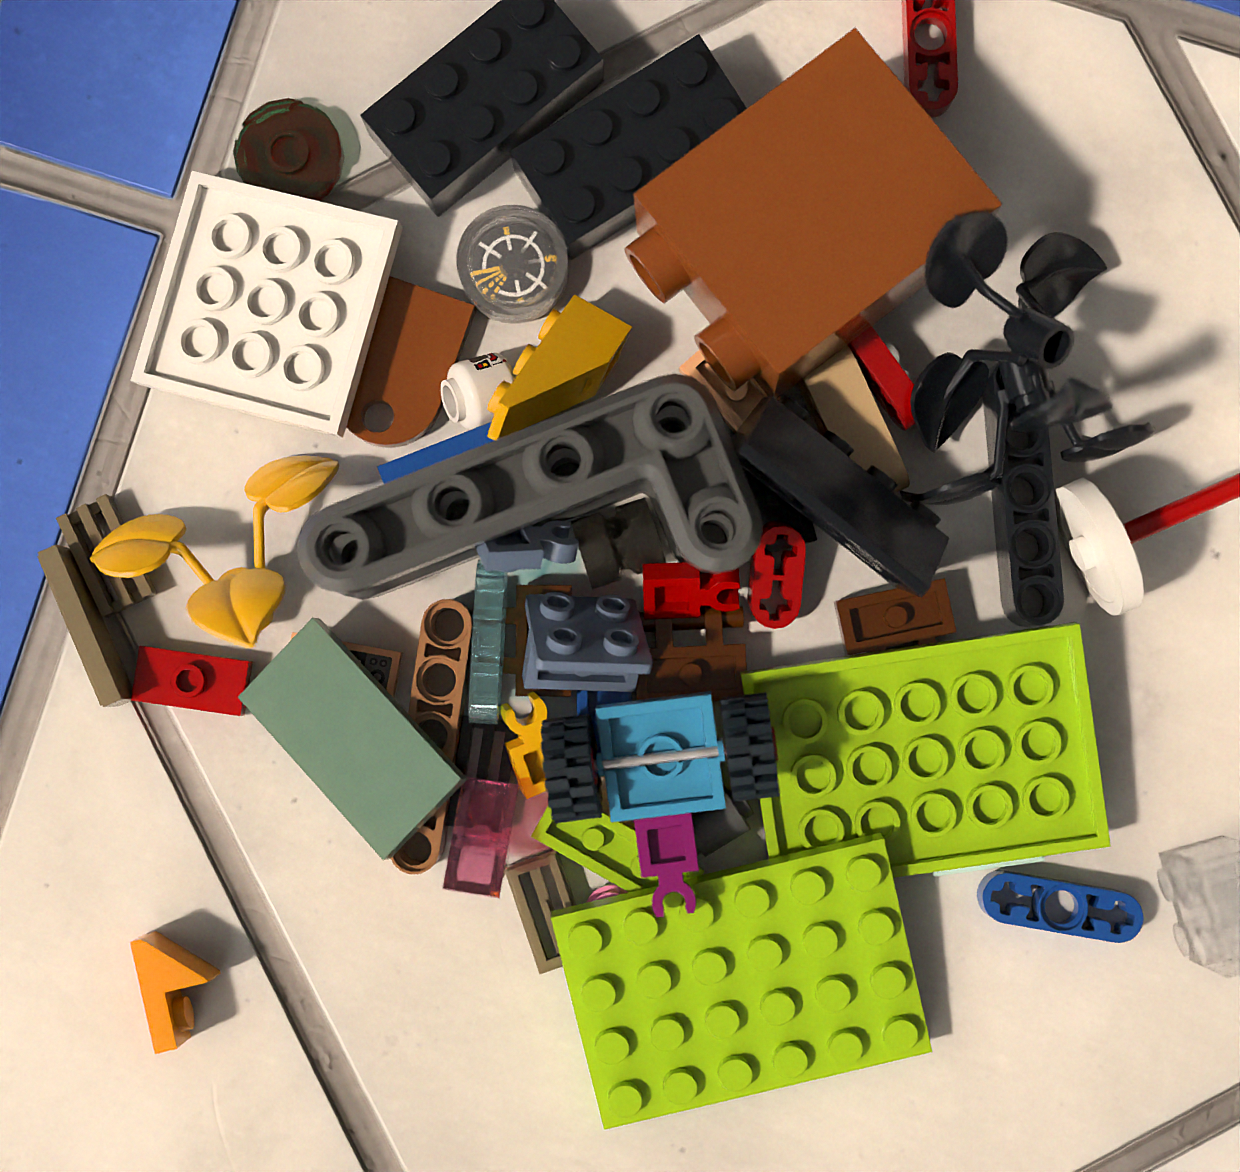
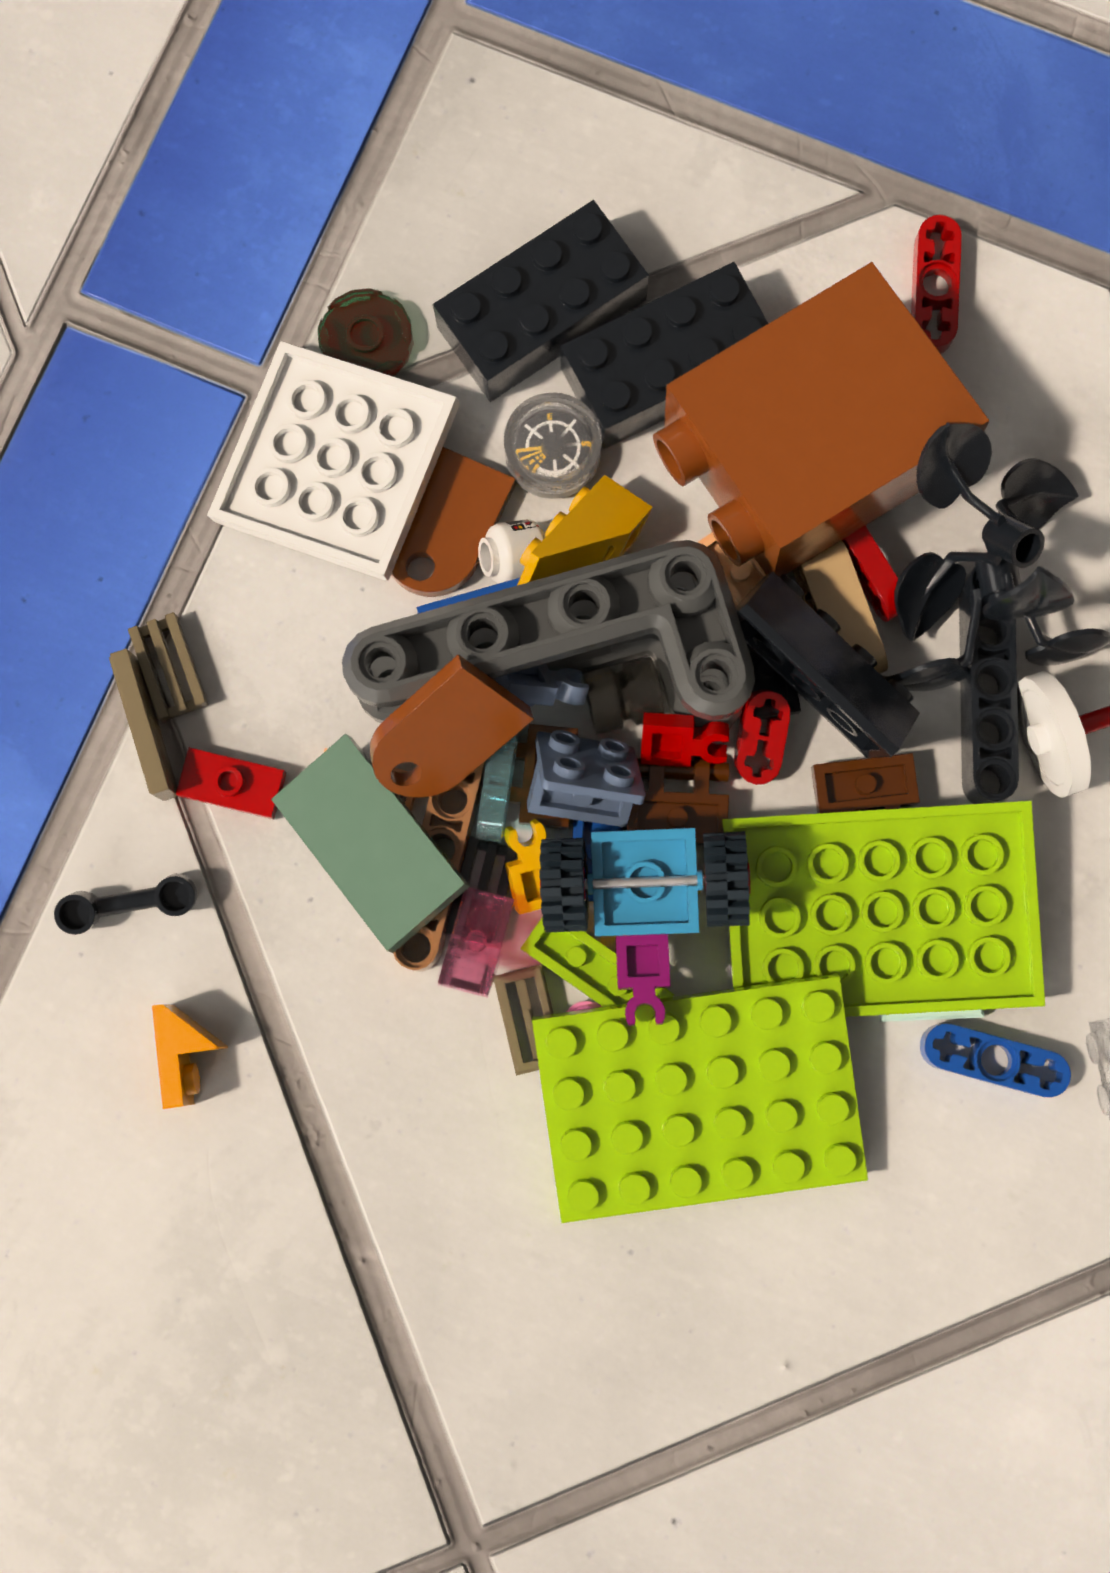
camera: 10 degrees right, 5 degrees down
(43, 837) = (83, 909): none -> black bar
(242, 597) = (281, 708): yellow plant -> none
(423, 612) = (446, 730): none -> dark orange tile
(721, 826) = (692, 952): dark grey brick -> none

